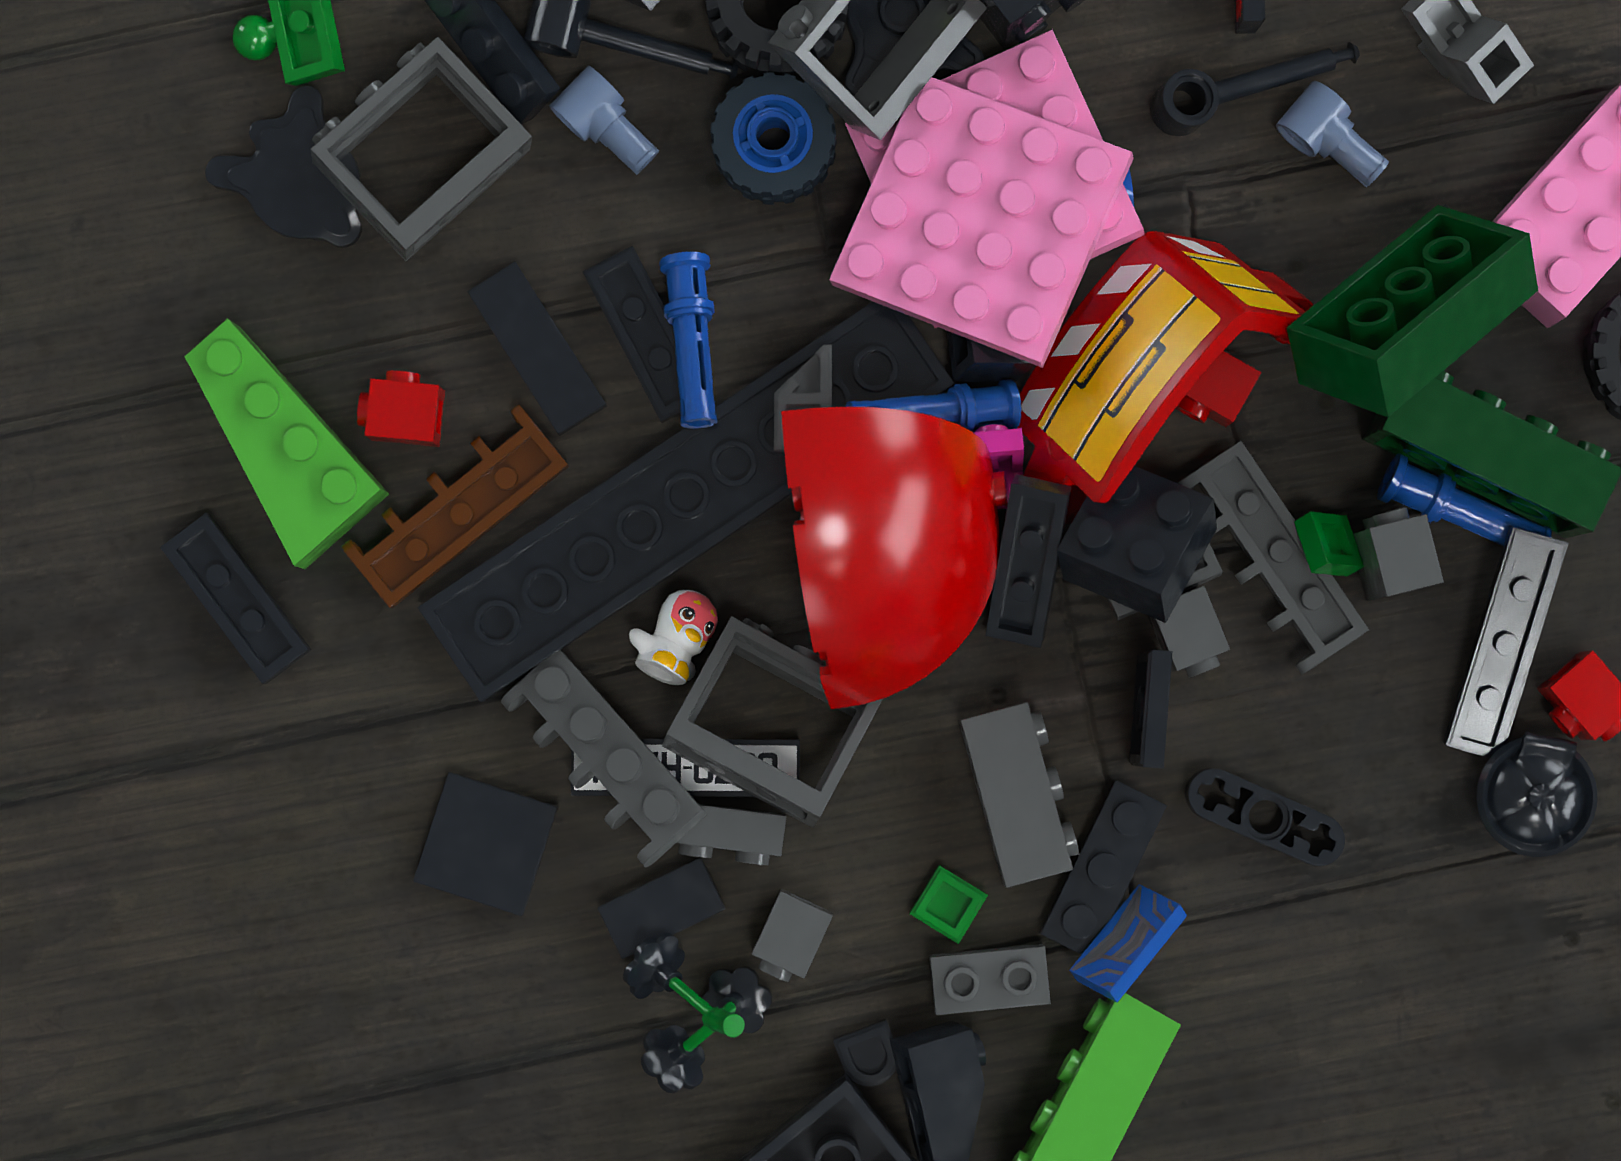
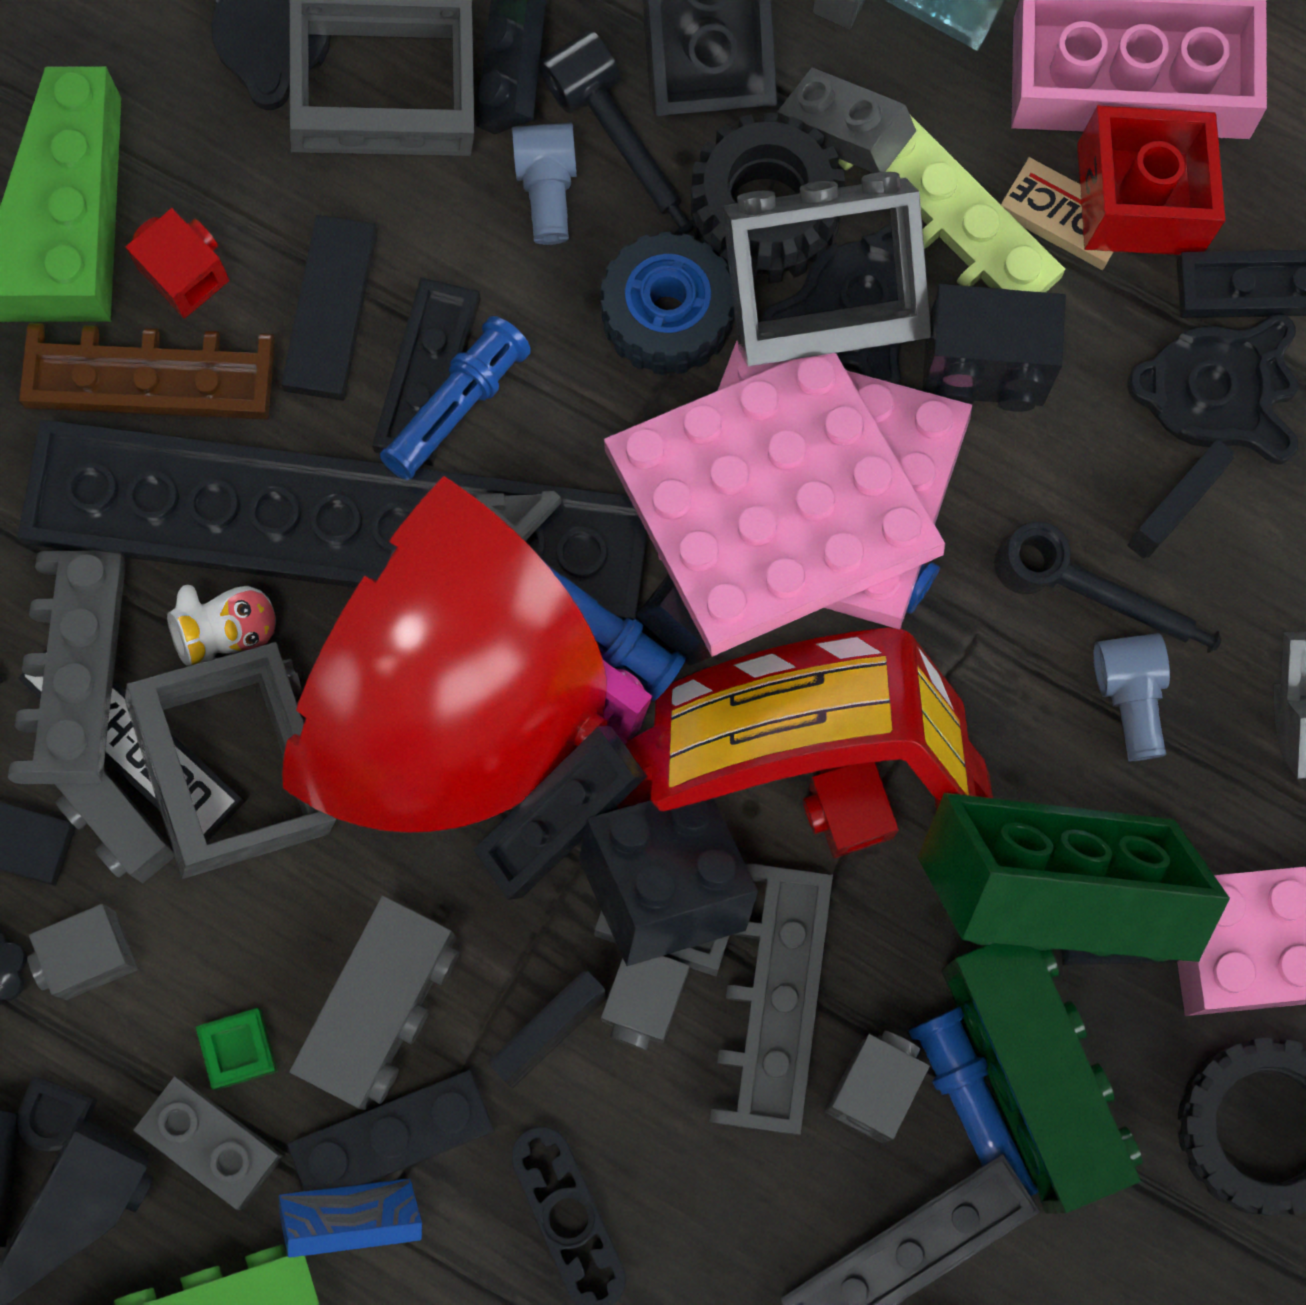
camera: 45 degrees right, 10 degrees down
(1328, 544) = (830, 1029): green tile -> none

